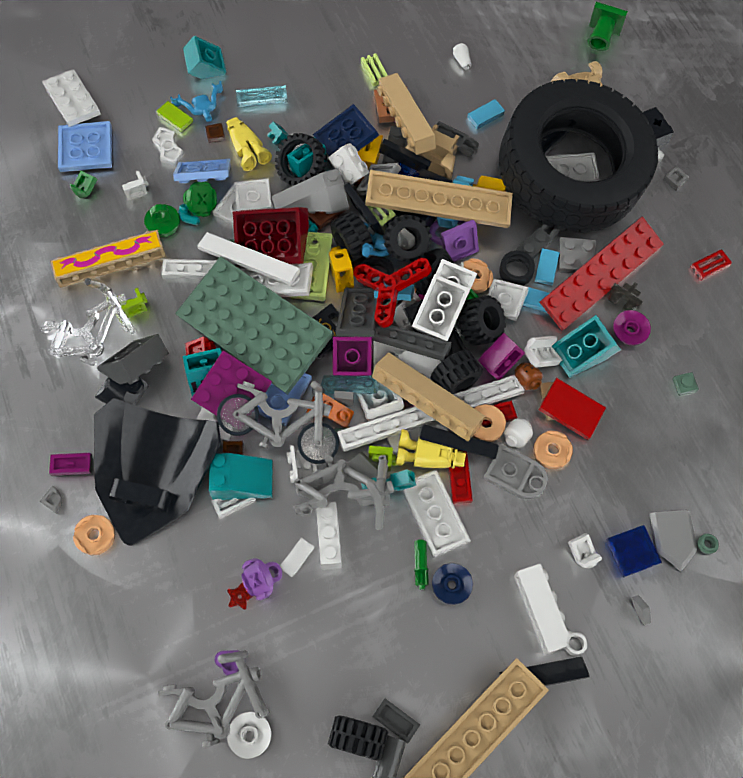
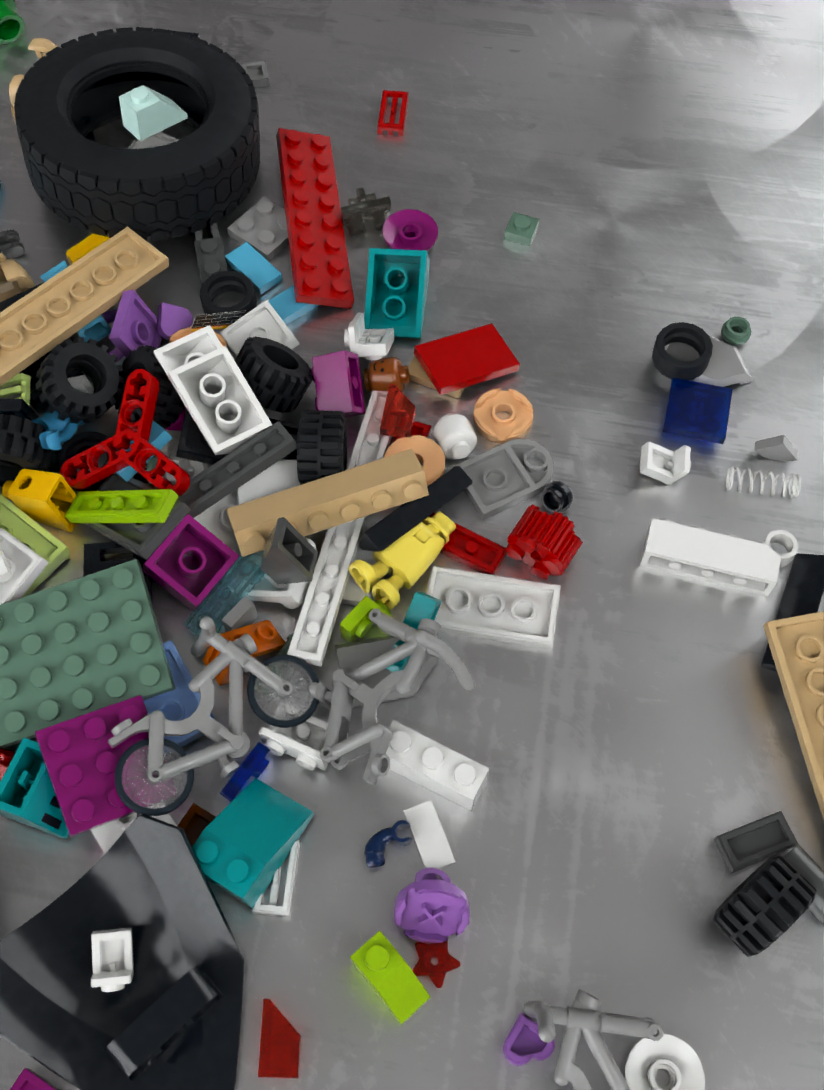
camera: 55 degrees left, 5 degrees down
(152, 455) = (112, 959): none -> white bracket
(161, 551) = (278, 1045): none -> clear red tile
(218, 579) = (390, 977): none -> lime slope
(275, 453) = (252, 765): none -> clear blue plate
(278, 535) = (377, 843): none -> dark blue arm
(357, 305) = (122, 506): none -> lime tile
(382, 398) = (288, 555): none -> dark grey slope
(421, 569) = (553, 668): green piece -> none
(452, 573) = (611, 631): dark blue dish -> none
(483, 252) = (172, 319): none -> medium lavender tile
(485, 515) = (543, 542): none -> red brick
(496, 272) = (216, 320): none -> black sticker
(506, 396) = (398, 414): none -> clear red tile
(521, 507) = (557, 497): none -> black plate
(577, 154) = (148, 112): none -> light aqua slope
(625, 631) = (794, 485): none -> white piece
(674, 509) = (687, 334): none -> black tyre

